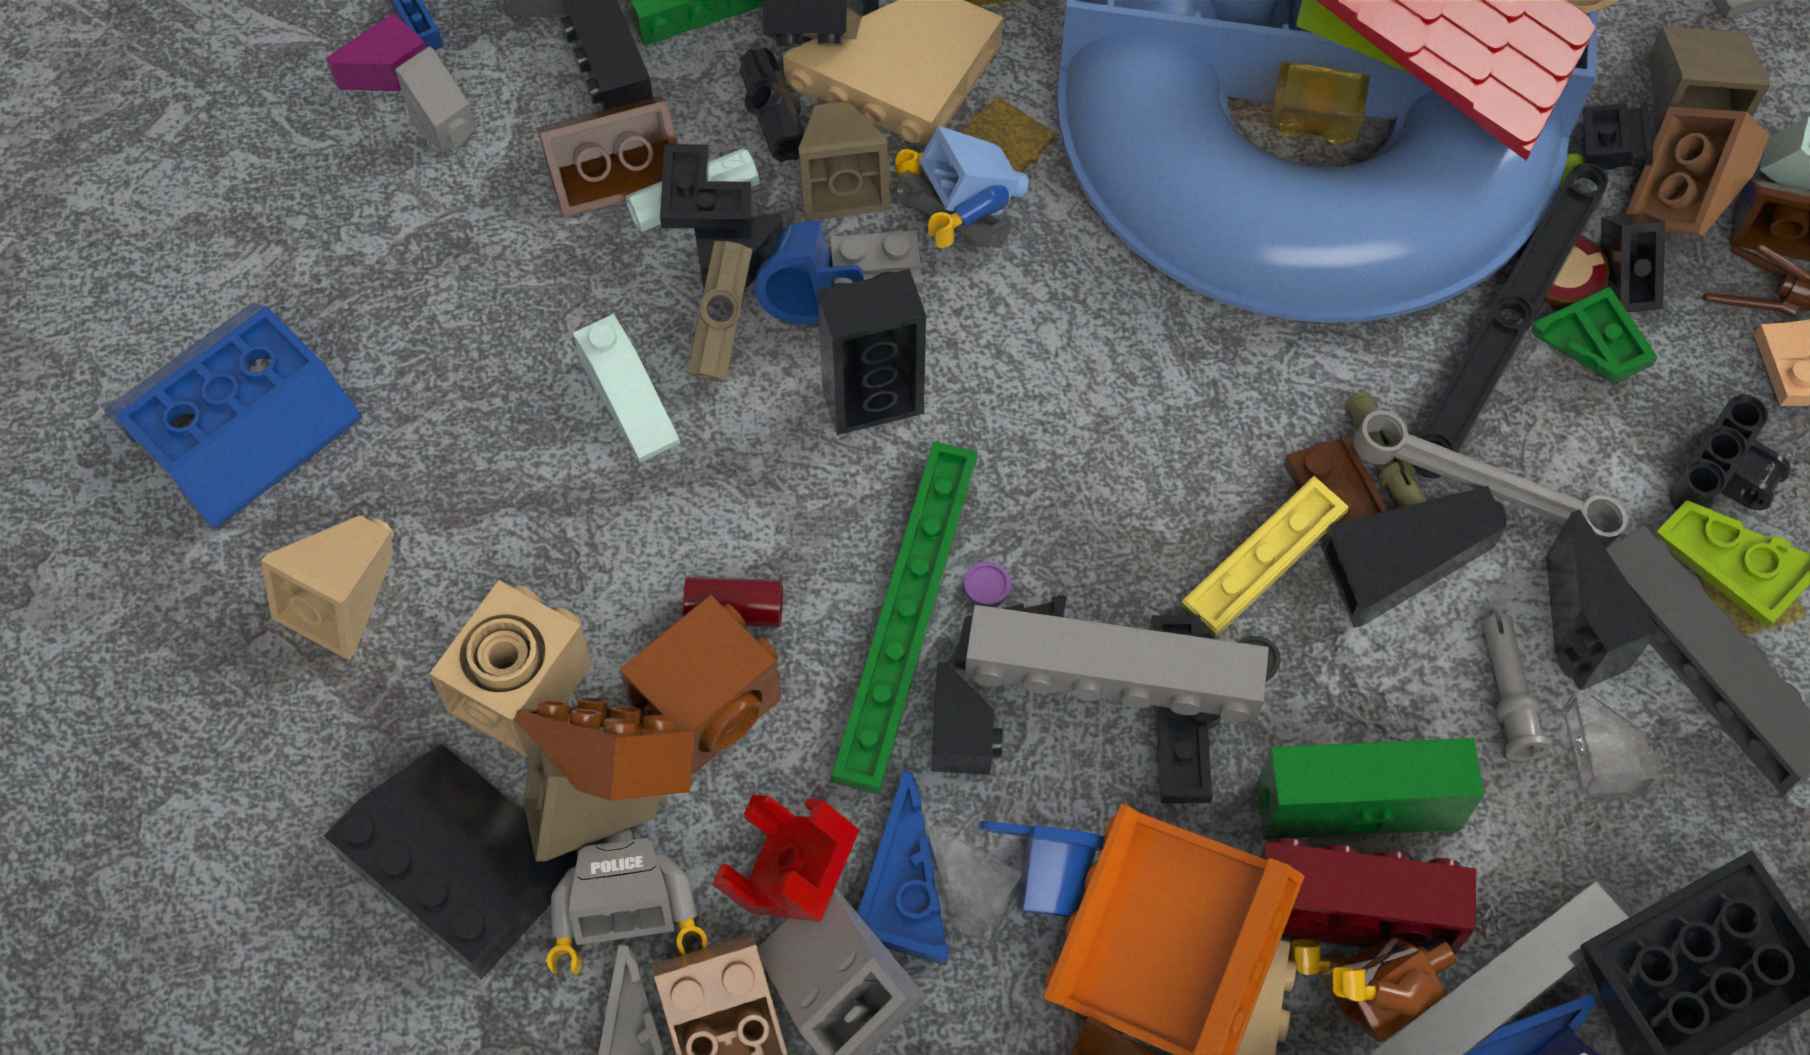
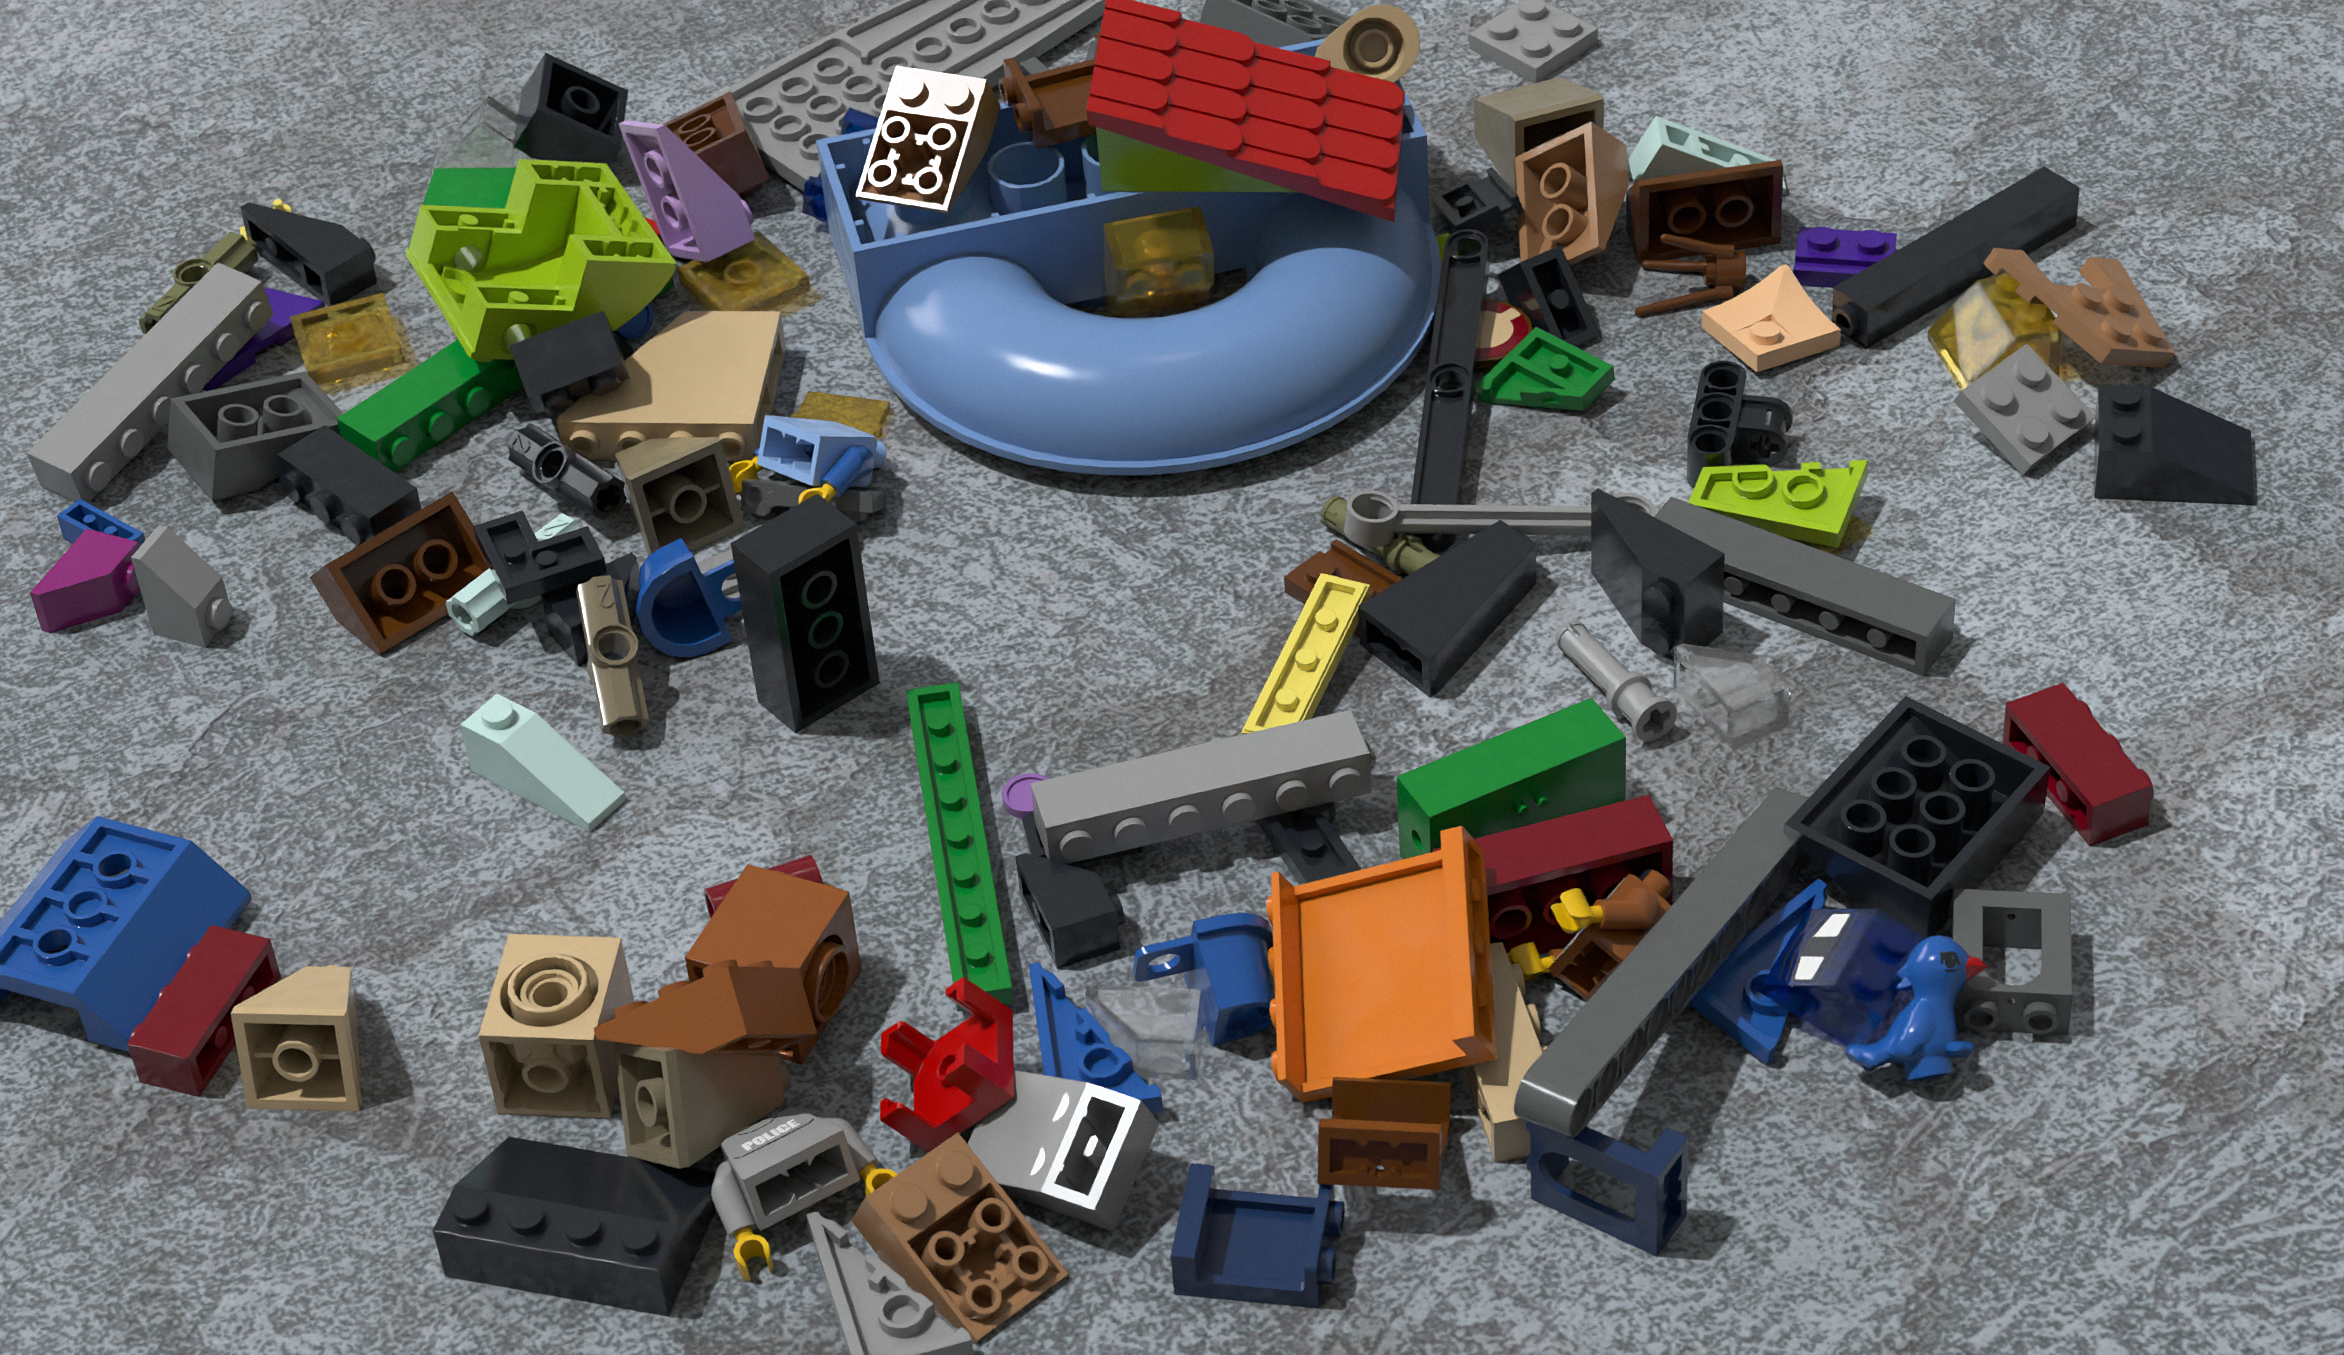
camera: 20 degrees left, 20 degrees down
(273, 514) = (191, 1022): none -> dark red brick

